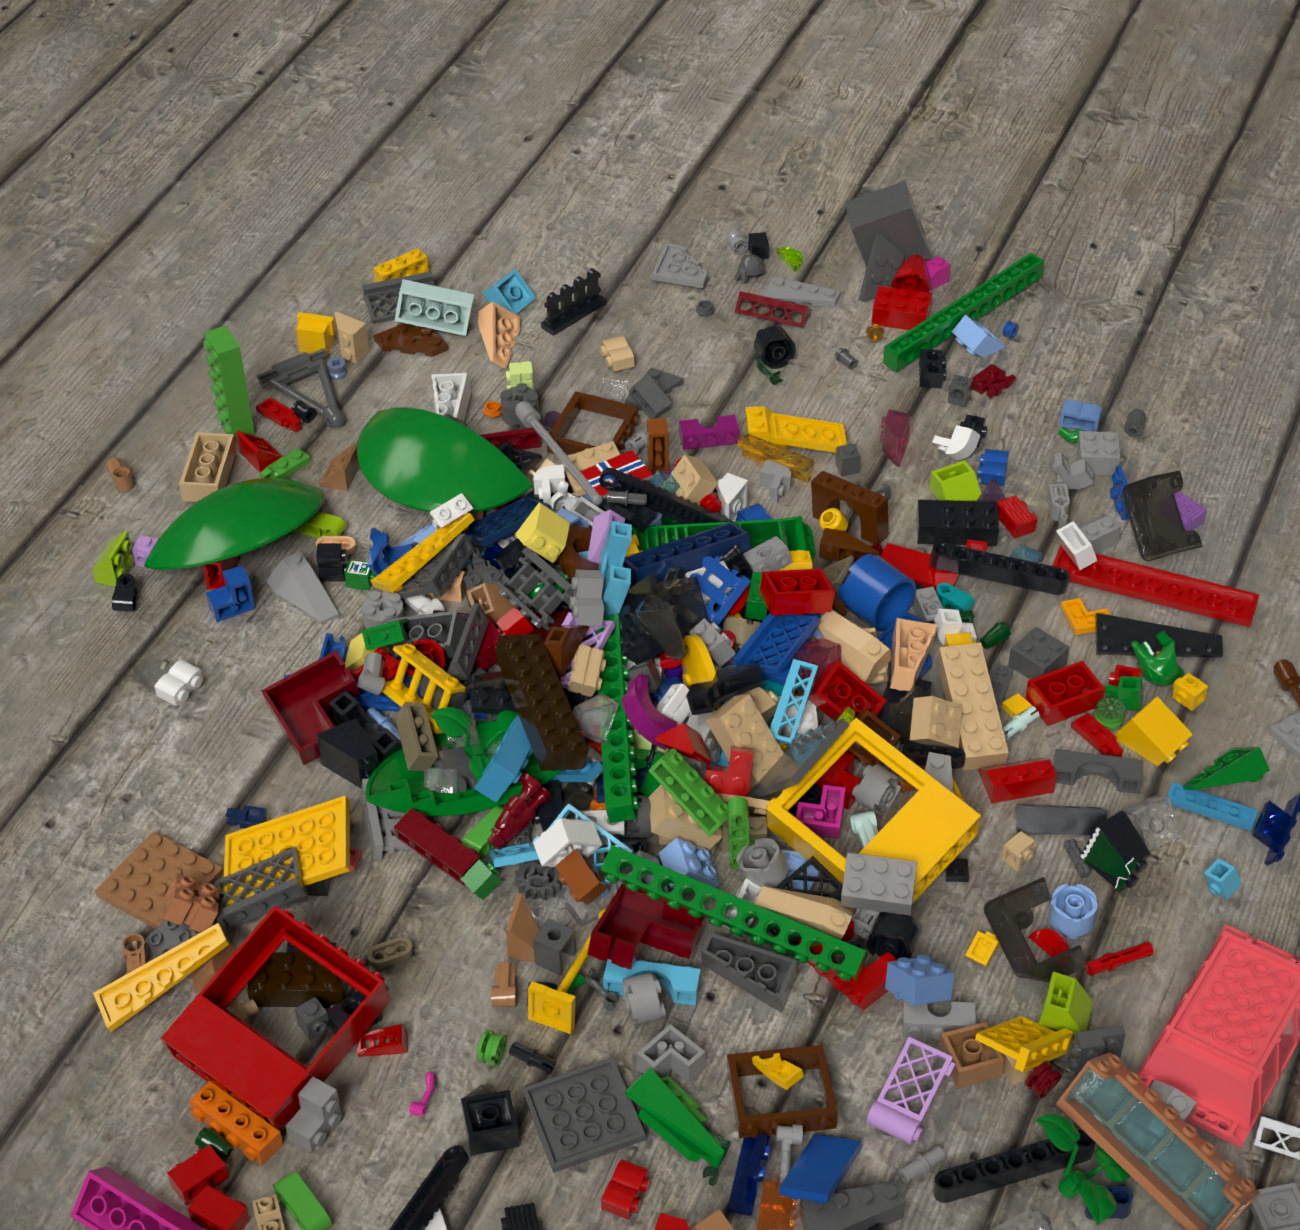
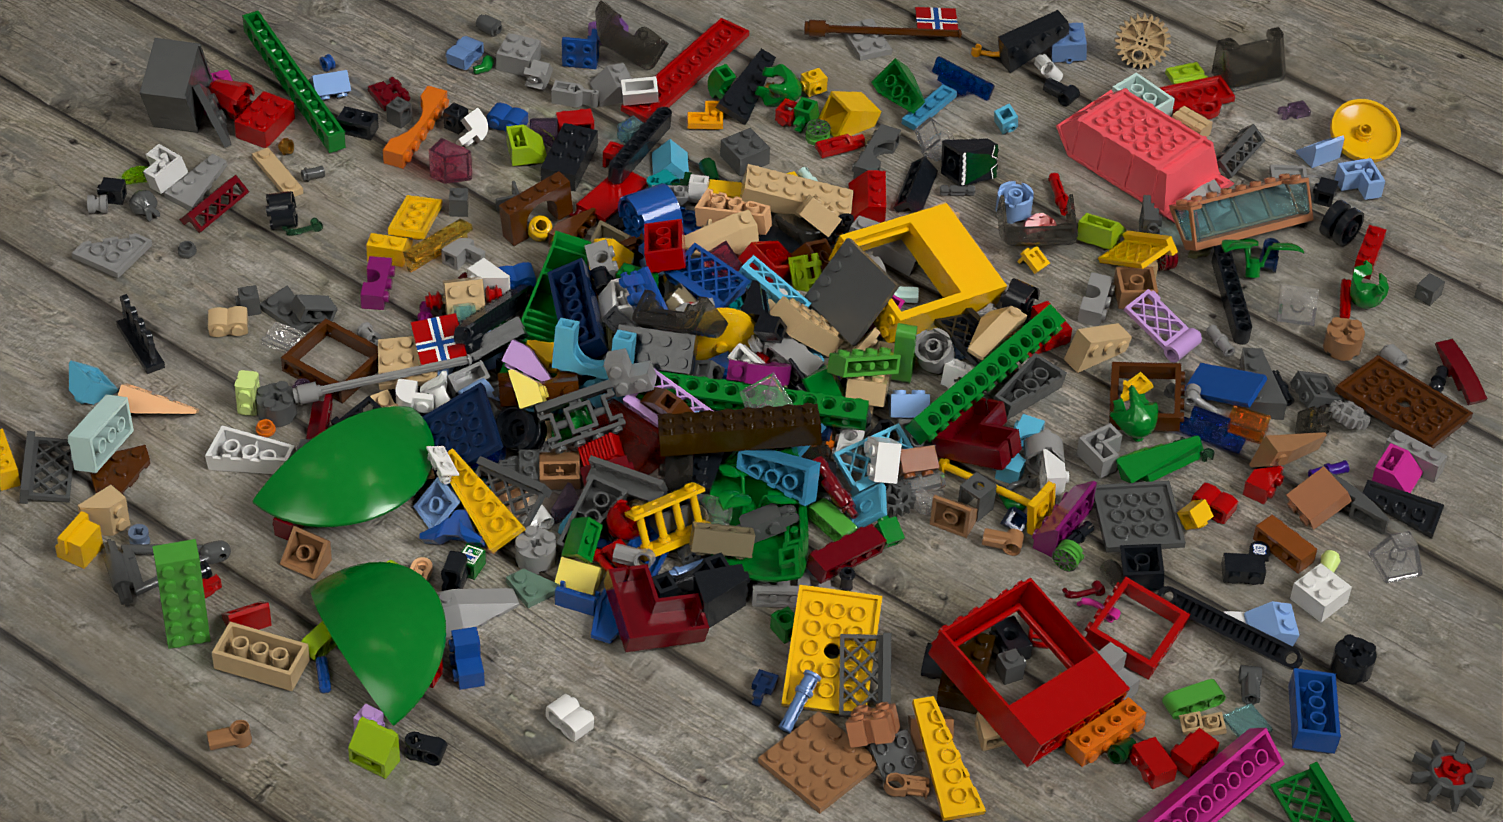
camera: 80 degrees left, 0 degrees up
(231, 843) = (803, 693): none -> medium blue pin
(286, 465) = (279, 605): bright green hinge -> none
(343, 624) = (531, 587): none -> sand green wing
(384, 1166) = (1152, 601): none -> red window
(389, 952) = (947, 607): dark tan plate -> none
(406, 853) = (847, 576): none -> black pin
(441, 780) = (784, 528): clear window -> none
(455, 1088) = (1097, 589): none -> dark red piece
(551, 1038) = (1065, 517): none -> magenta slope
(586, 670) = (707, 395): tan brick -> none
(594, 1168) = (1195, 514): none -> yellow brick
(607, 1011) = (1053, 470): none -> white slope
(626, 498) = (484, 334): dark grey axle -> none
(648, 357) = (249, 298): none -> dark grey brick
(657, 445) = (401, 309): dark orange brick -> none
(686, 742) = (816, 349): red slope -> none
(717, 1078) = (1139, 418): none -> green piece
(736, 777) = (840, 334): red brick -> none
(797, 265) = (164, 168): none -> white brick
(837, 338) = (276, 172): none -> tan plate
(853, 1030) = (1096, 345): none -> tan wedge
(878, 884) = (992, 278): light grey brick -> none
(919, 980) = (1068, 292): medium blue brick -> none
(921, 408) = (401, 148): none -> orange arch
(997, 605) = (670, 157): none -> medium azure slope
(1064, 693) = (793, 146): red brick -> none
(1139, 607) = (720, 81): none -> green brick

